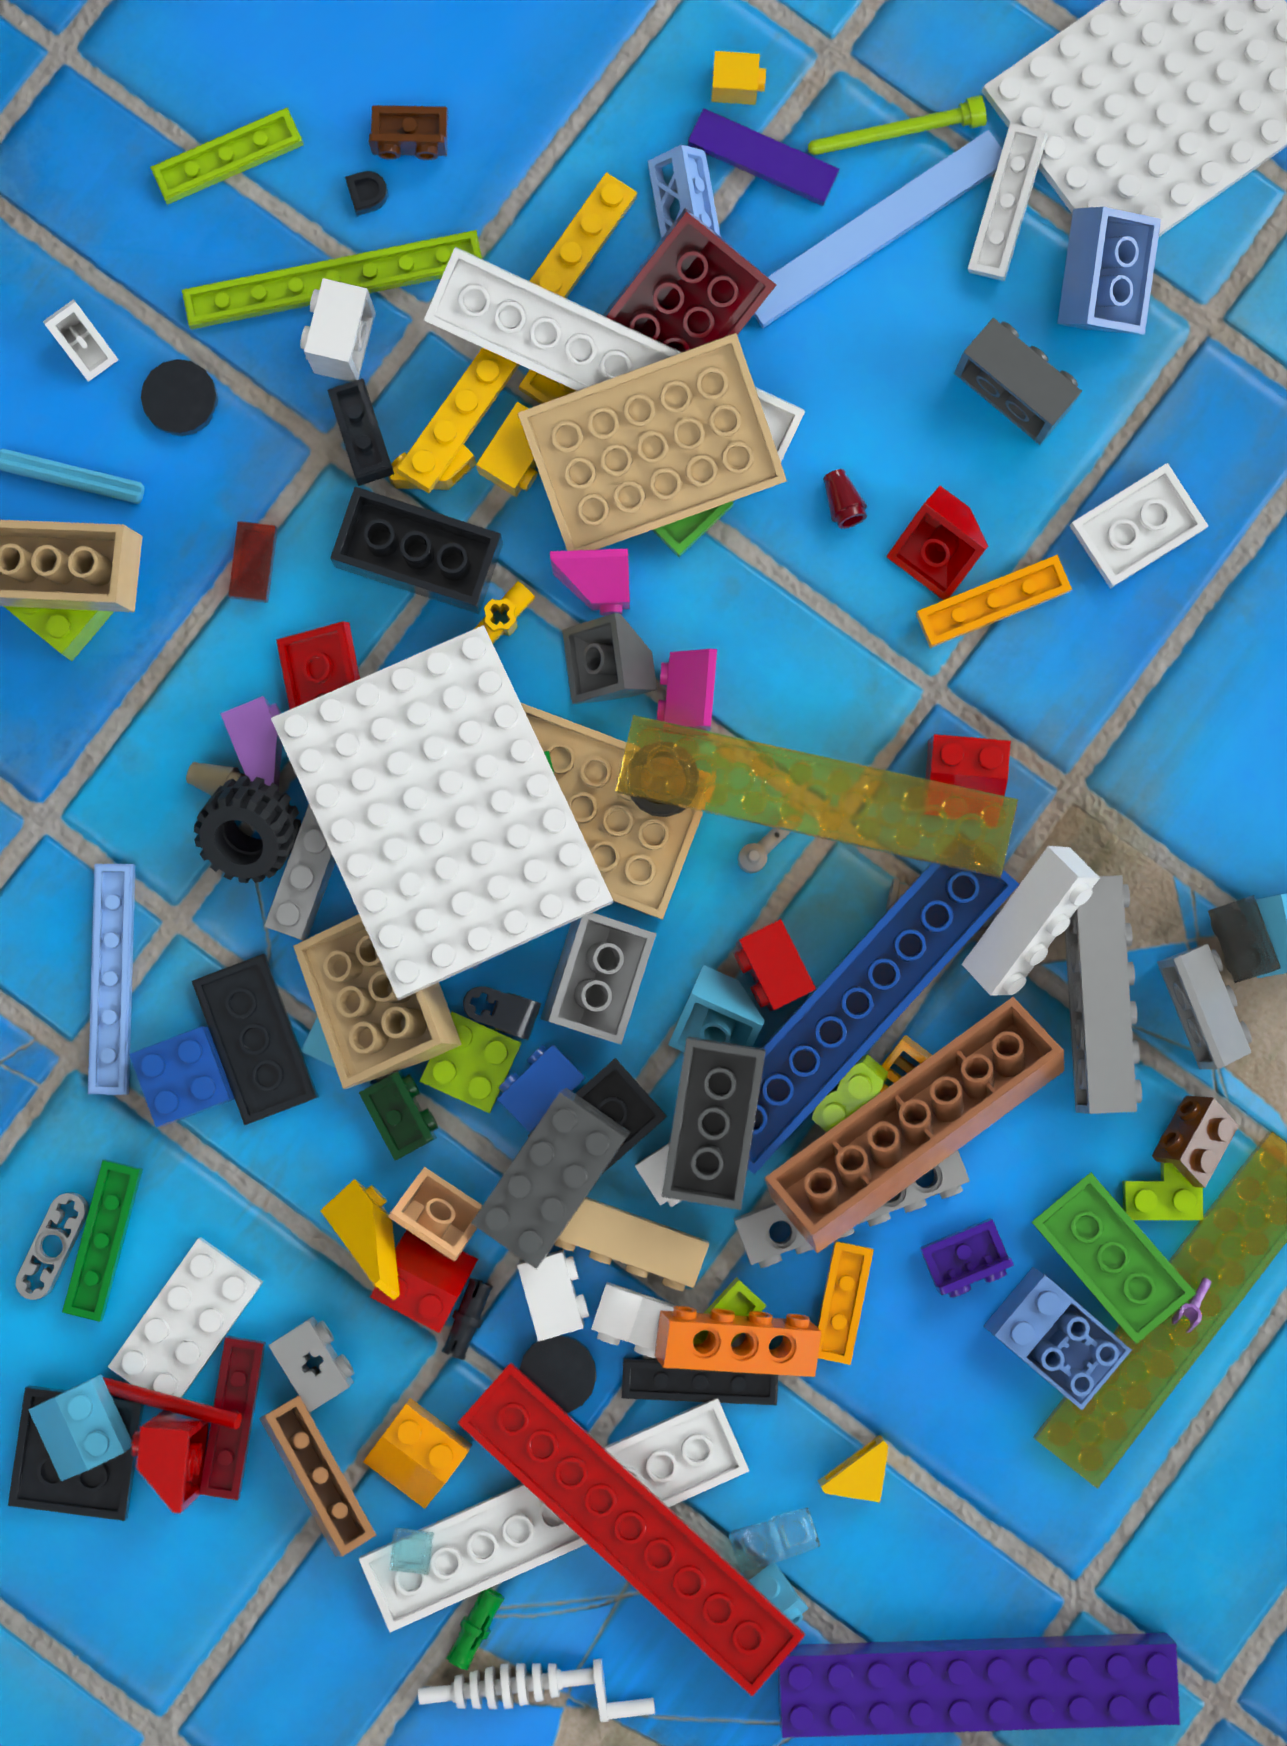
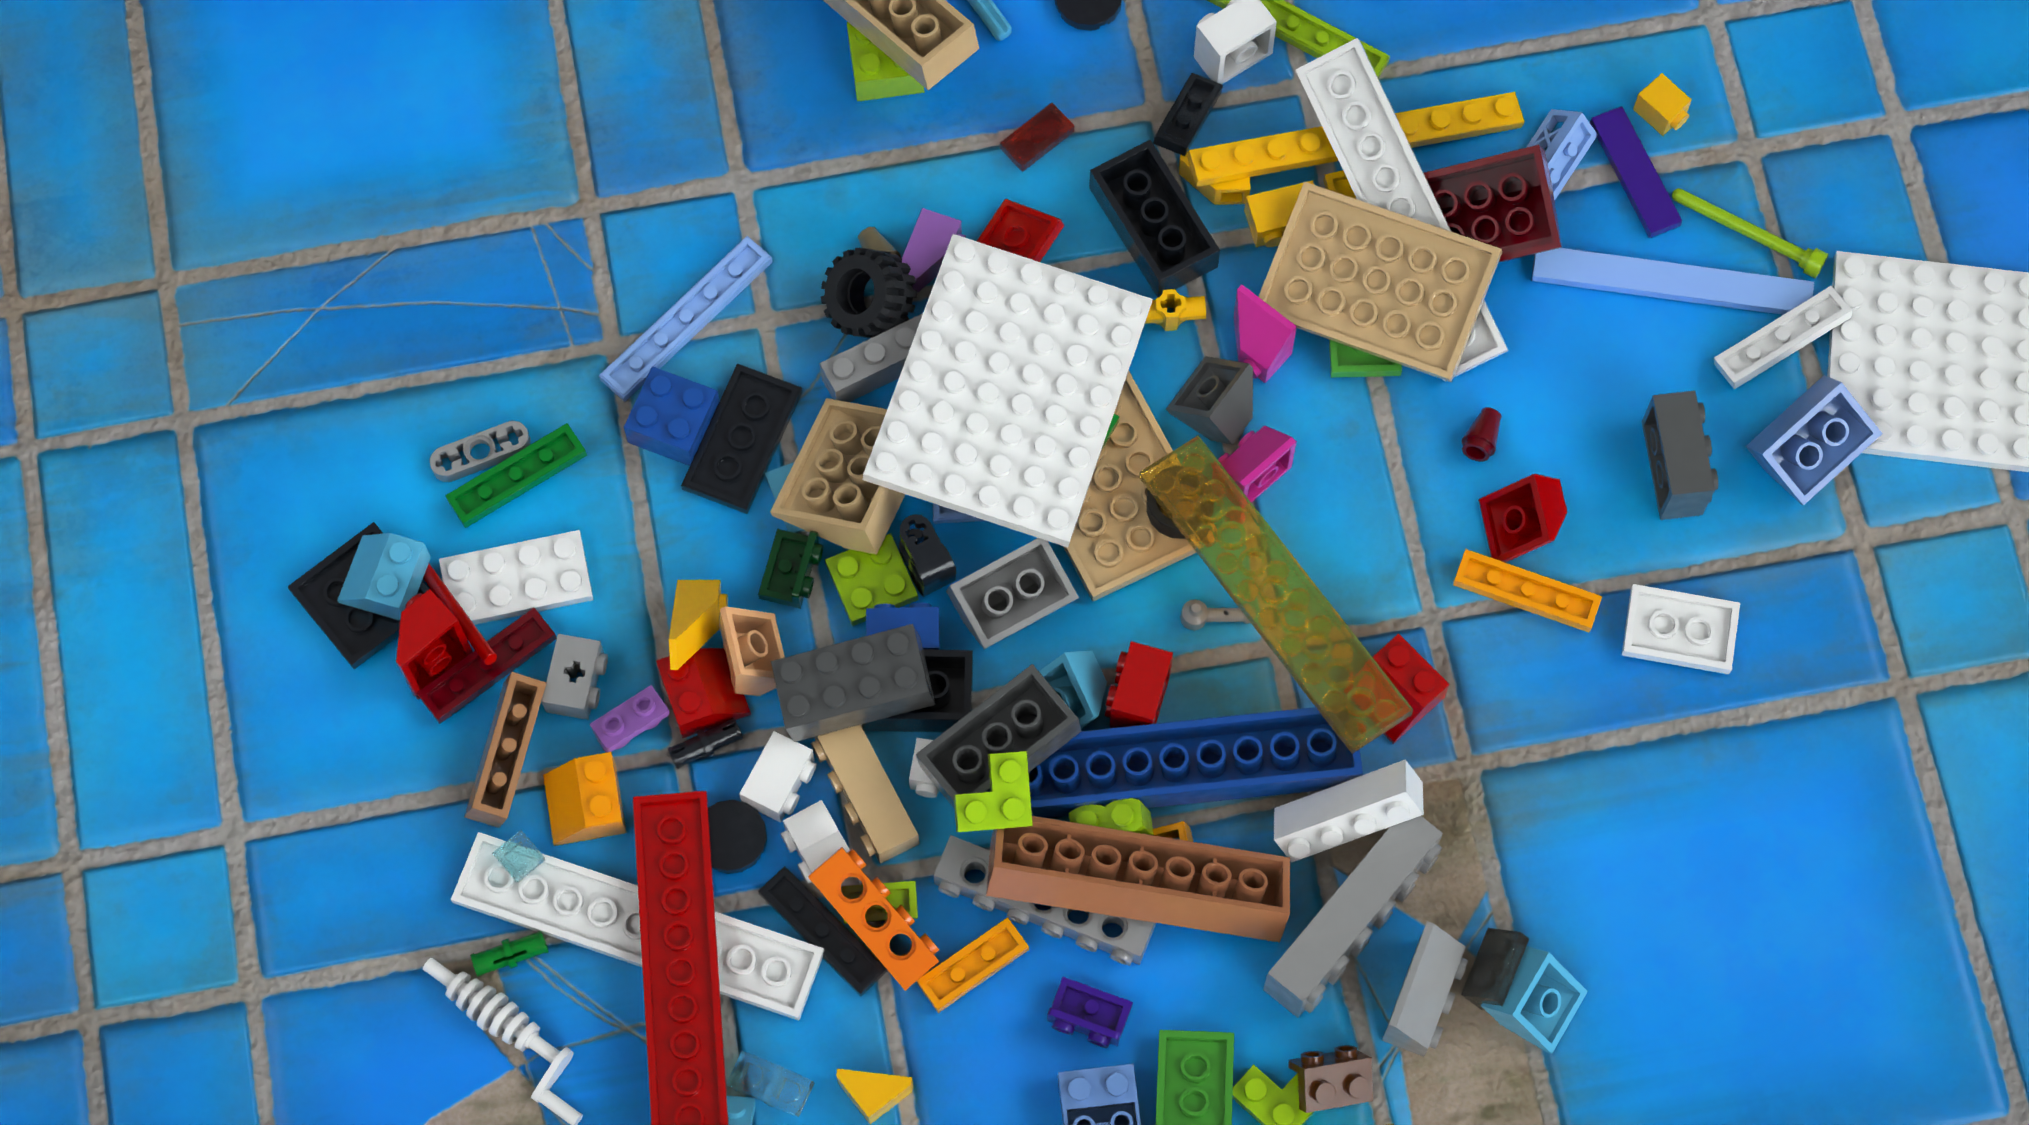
camera: 45 degrees right, 15 degrees down
(395, 1361) = (629, 719): none -> medium lavender bracket
(771, 1177) = (1006, 804): none -> lime plate

